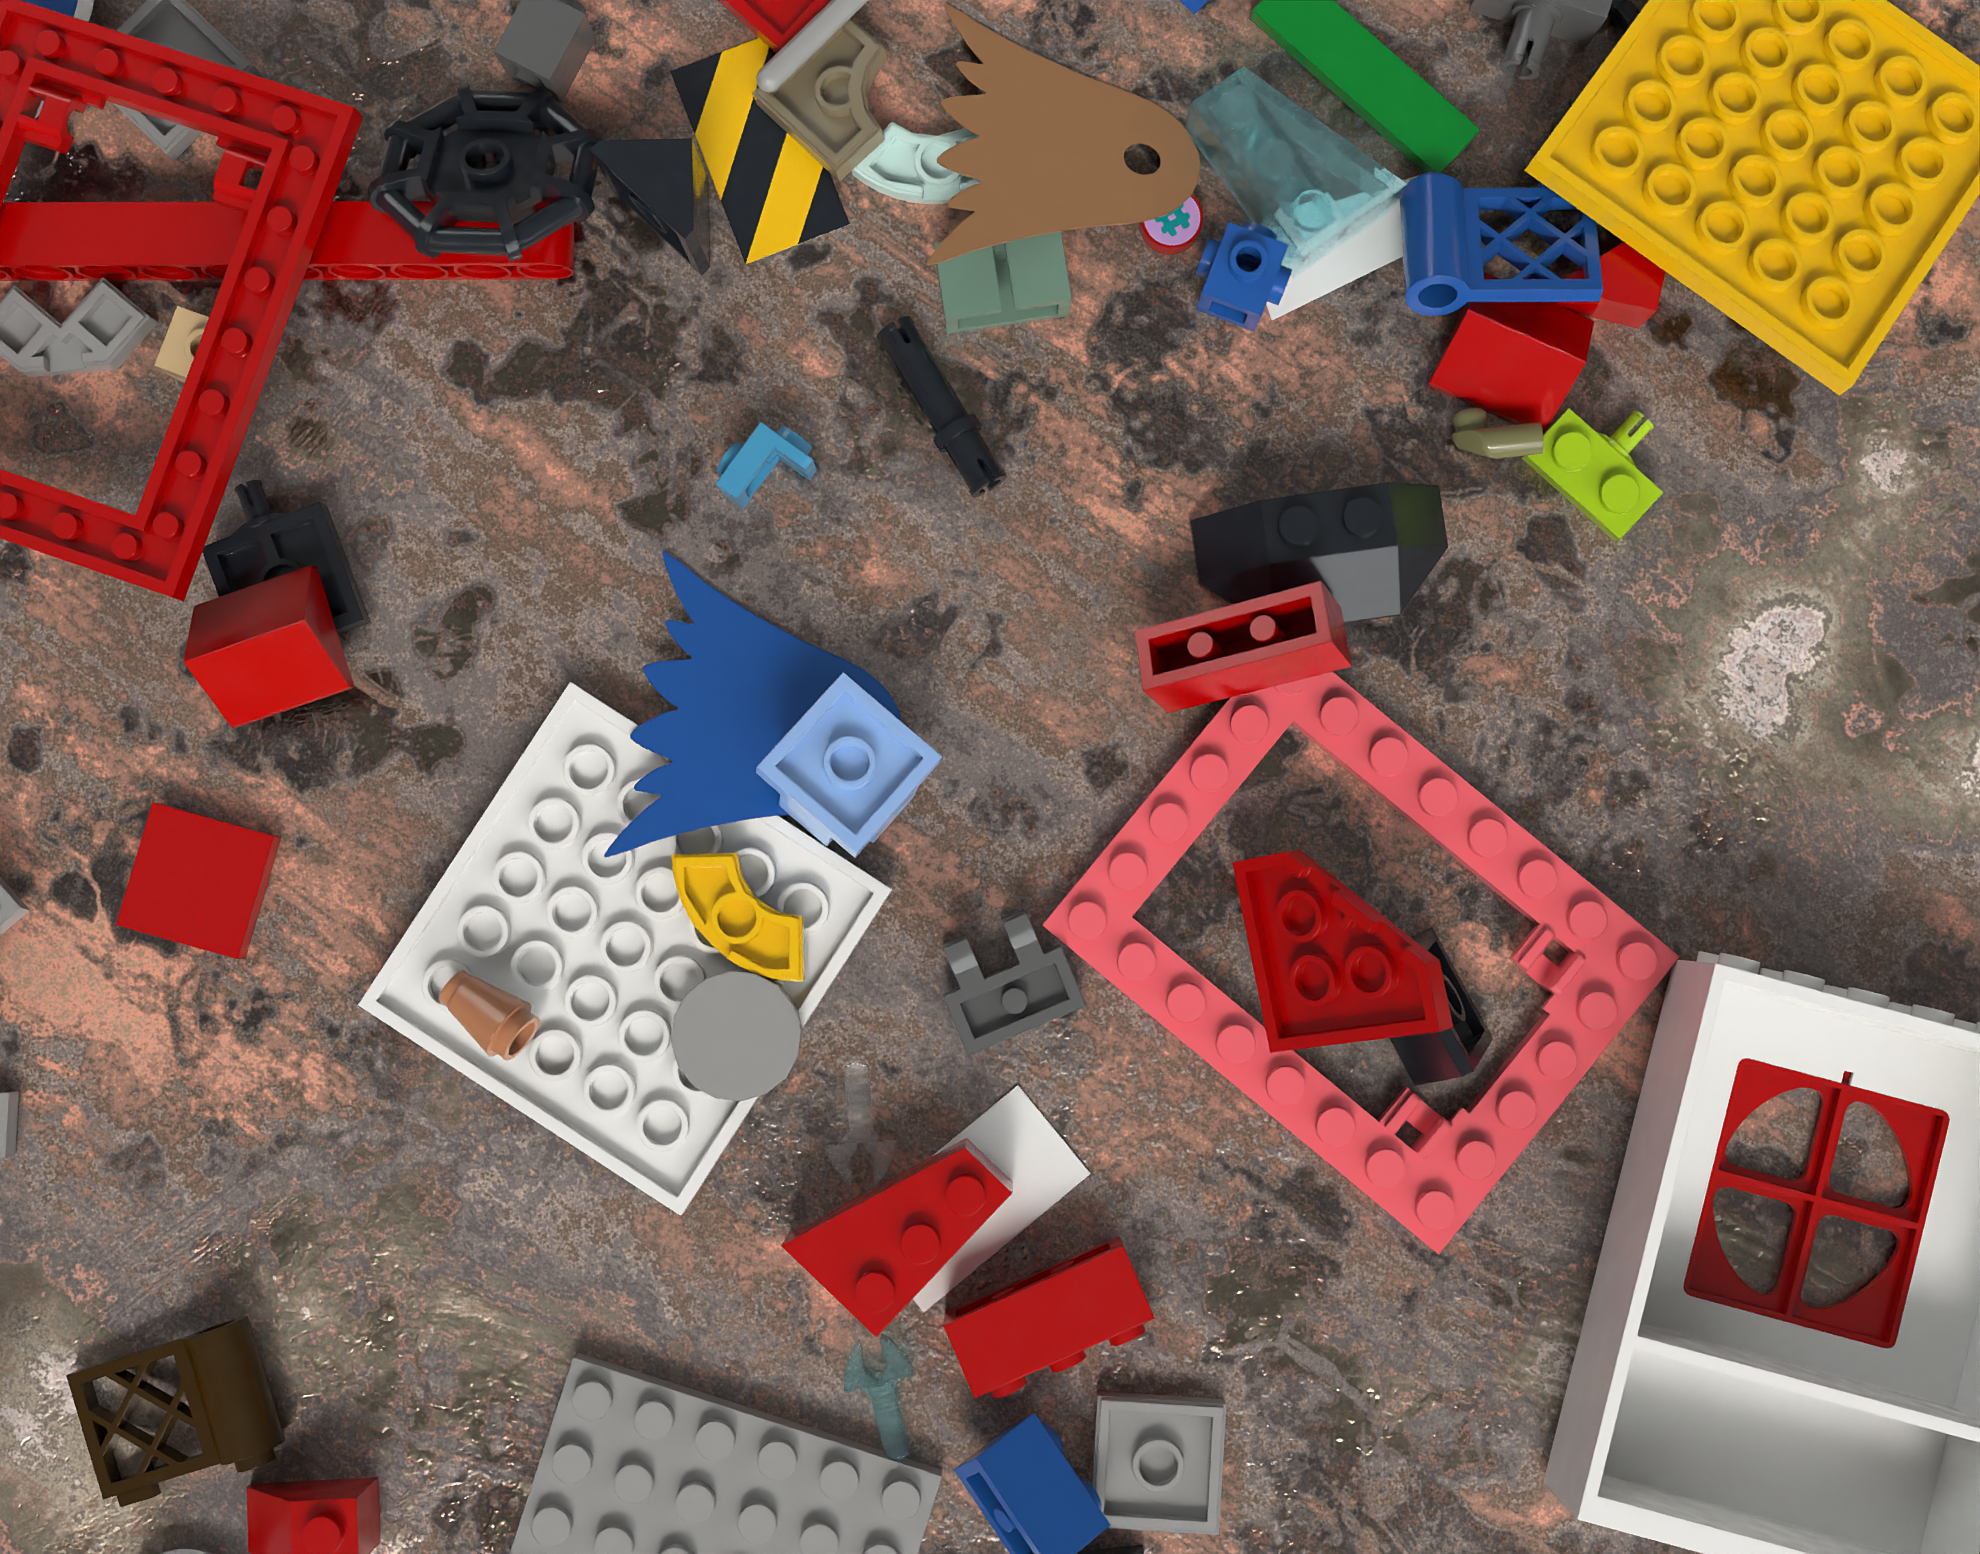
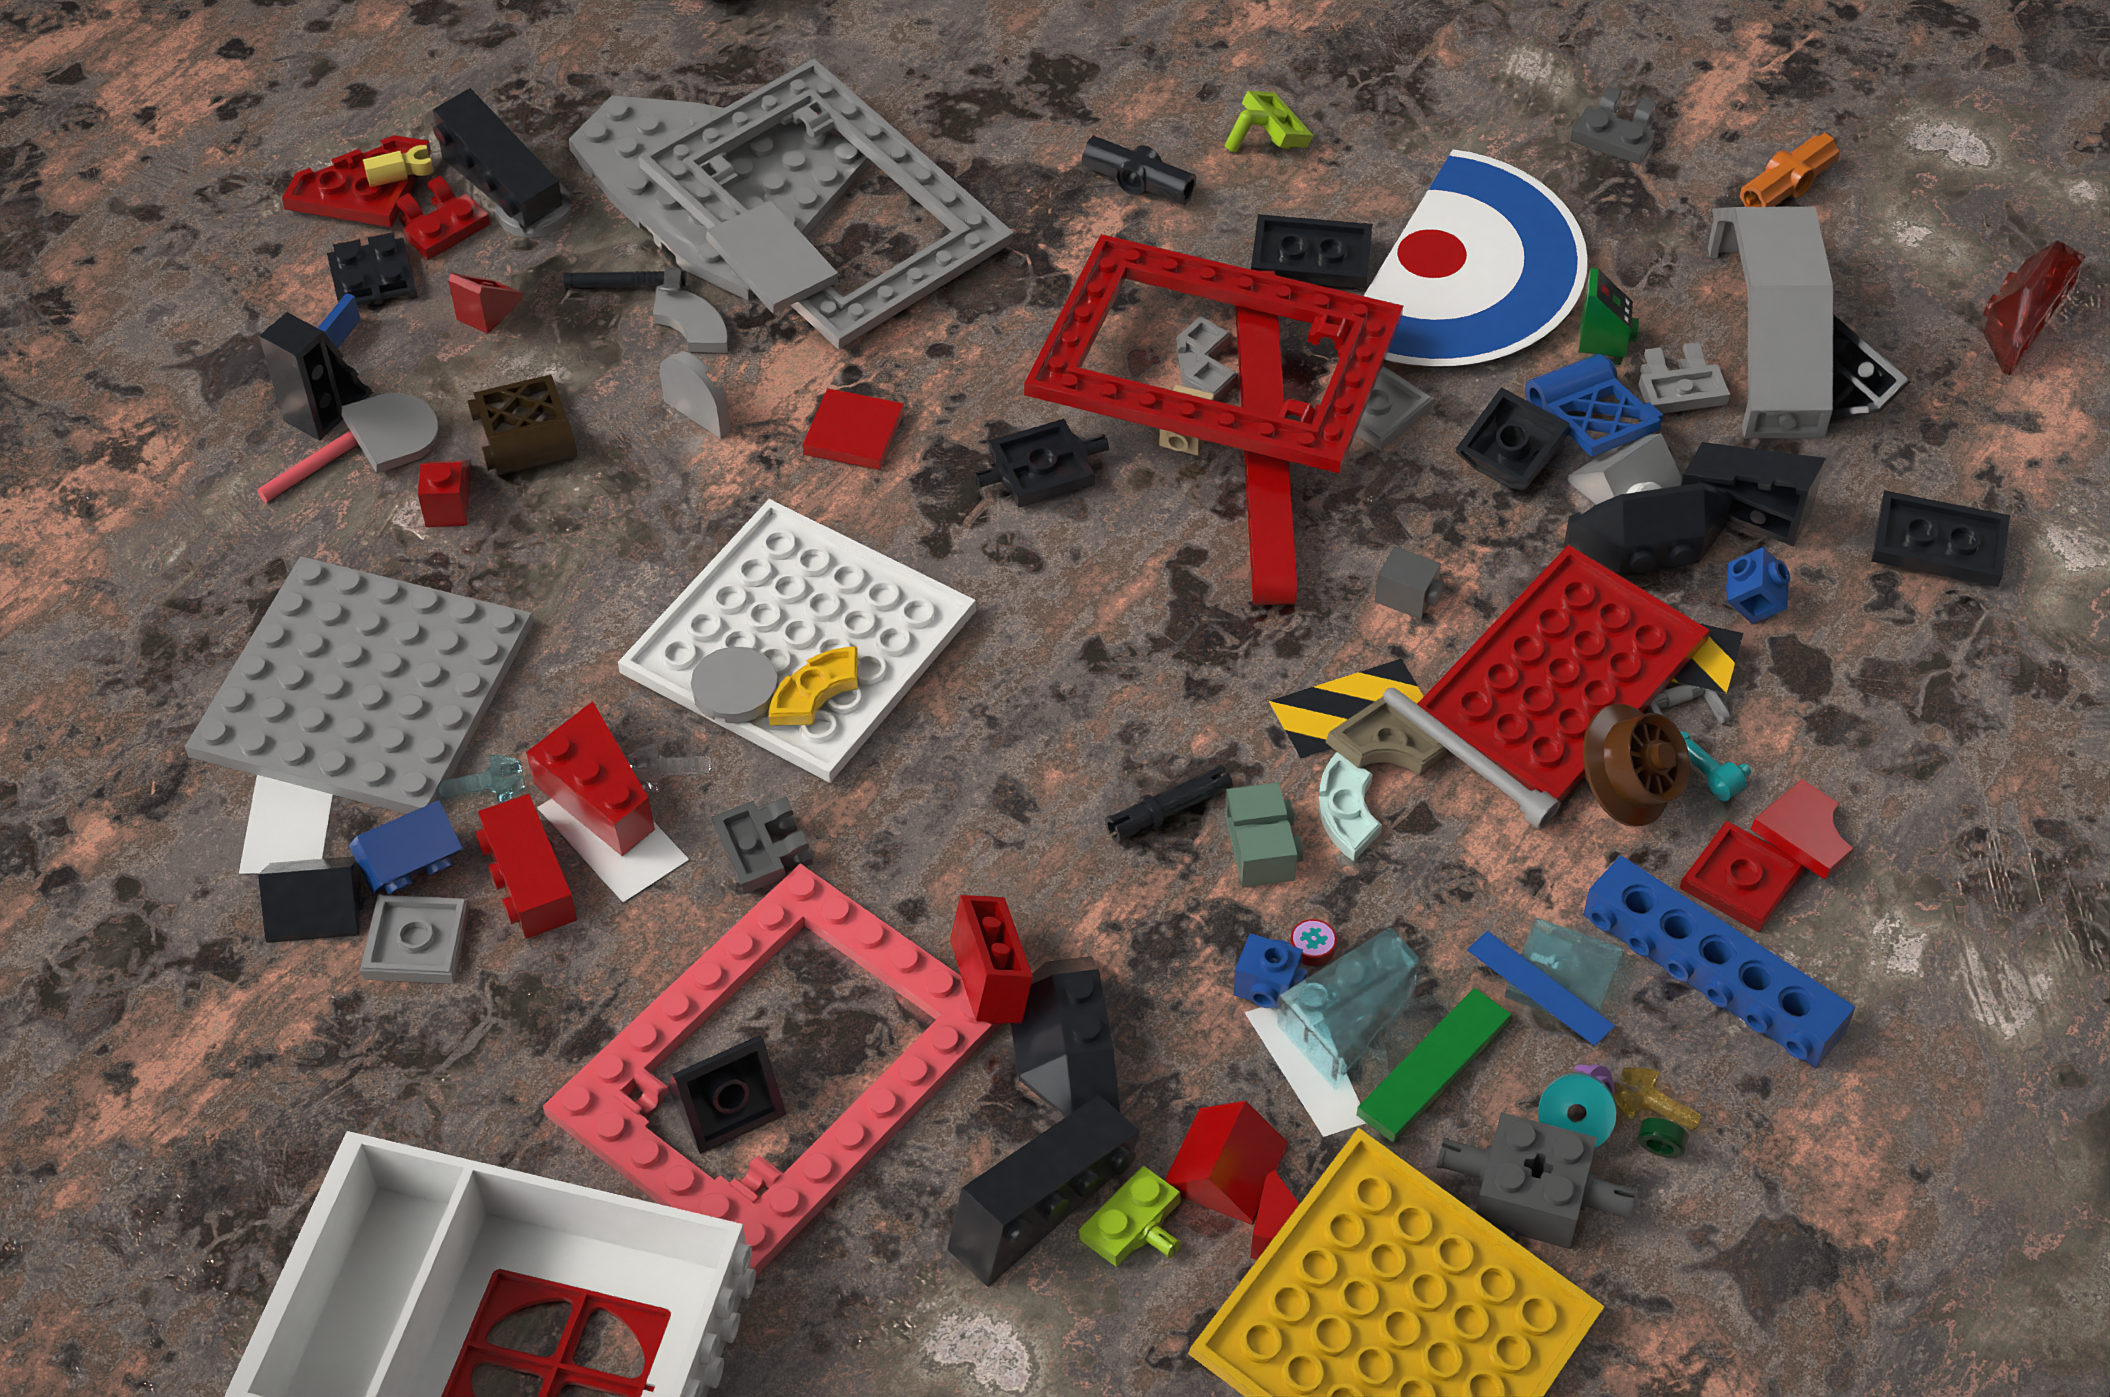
camera: 90 degrees right, 35 degrees down
(131, 1138) = (693, 393): none -> light grey tile
(267, 648) = (997, 444): red slope -> none
(451, 172) = (1325, 560): black plate -> none
(490, 1015) = (753, 557): nougat cone -> none
(665, 188) = (1298, 638): black slope -> none
(733, 708) = (947, 701): blue piece -> none
(748, 465) = (1126, 698): dark azure bracket -> none
(847, 767) = (910, 733): light blue panel -> none
(1053, 149) = (1356, 858): medium nougat piece -> none
(1330, 961) = (761, 1006): red plate -> none
(1446, 255) = (1301, 1099): blue piece -> none
(1495, 442) = (1152, 1139): olive arm -> none
(1574, 576) = (1039, 1187): none -> black wedge

